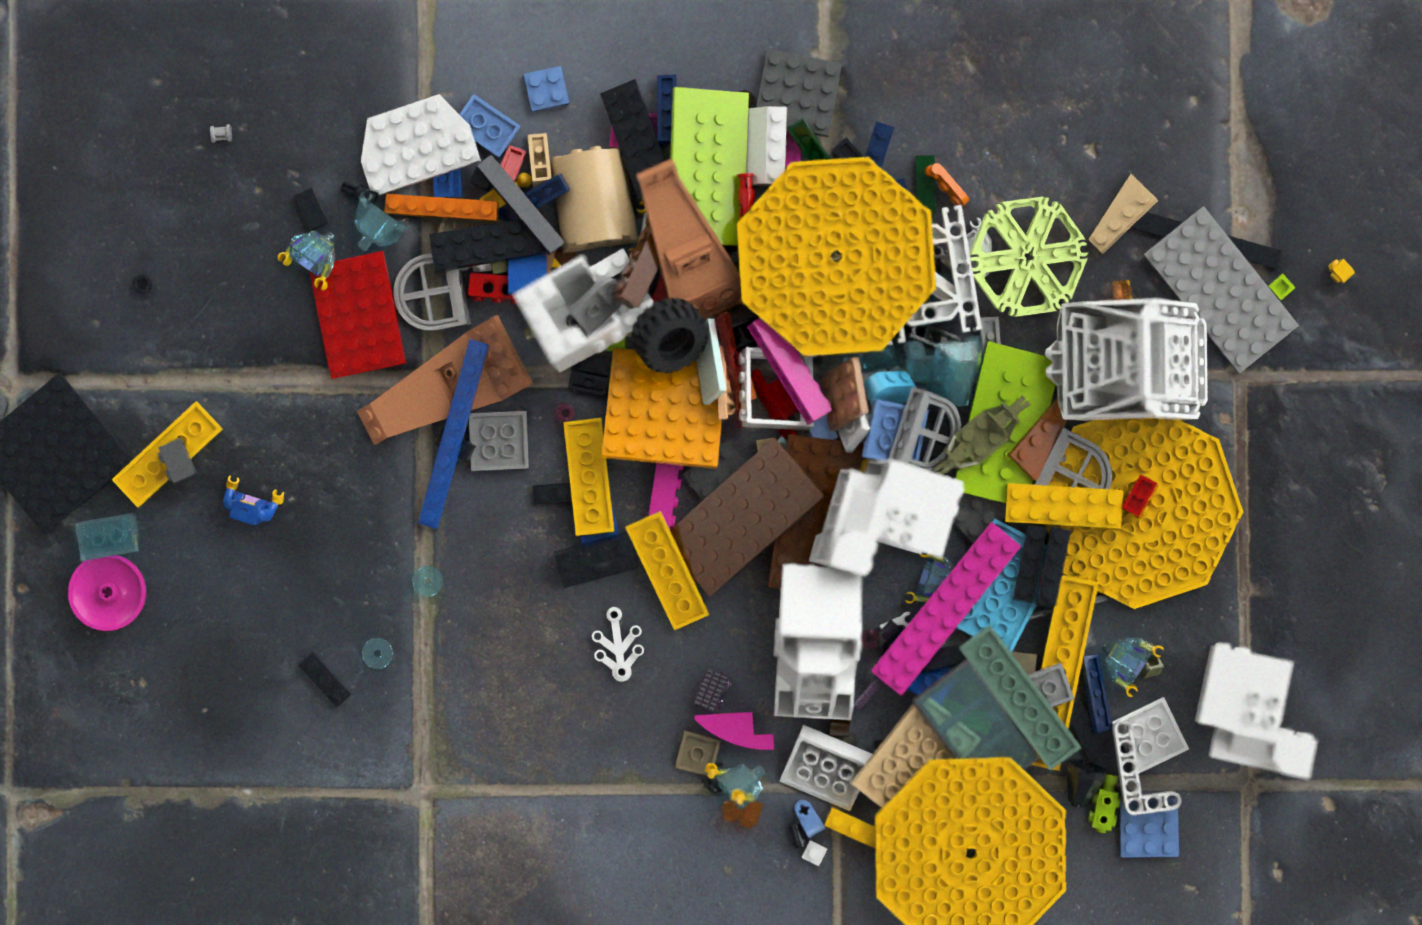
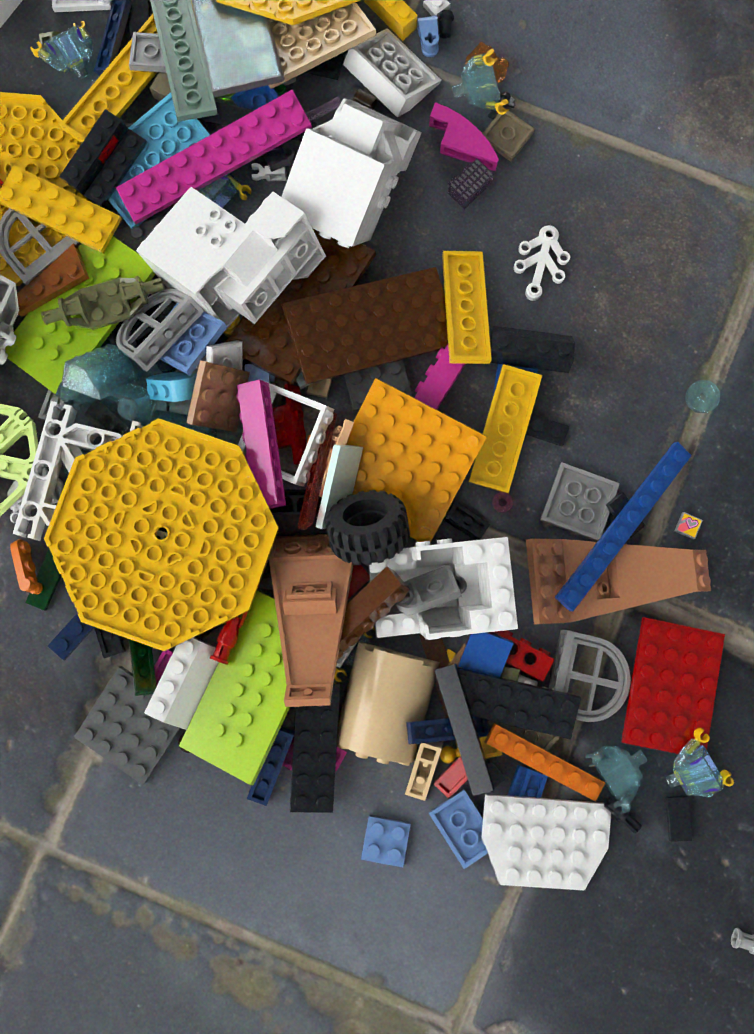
camera: 150 degrees left, 5 degrees down
(396, 460) = (688, 525): none -> tile

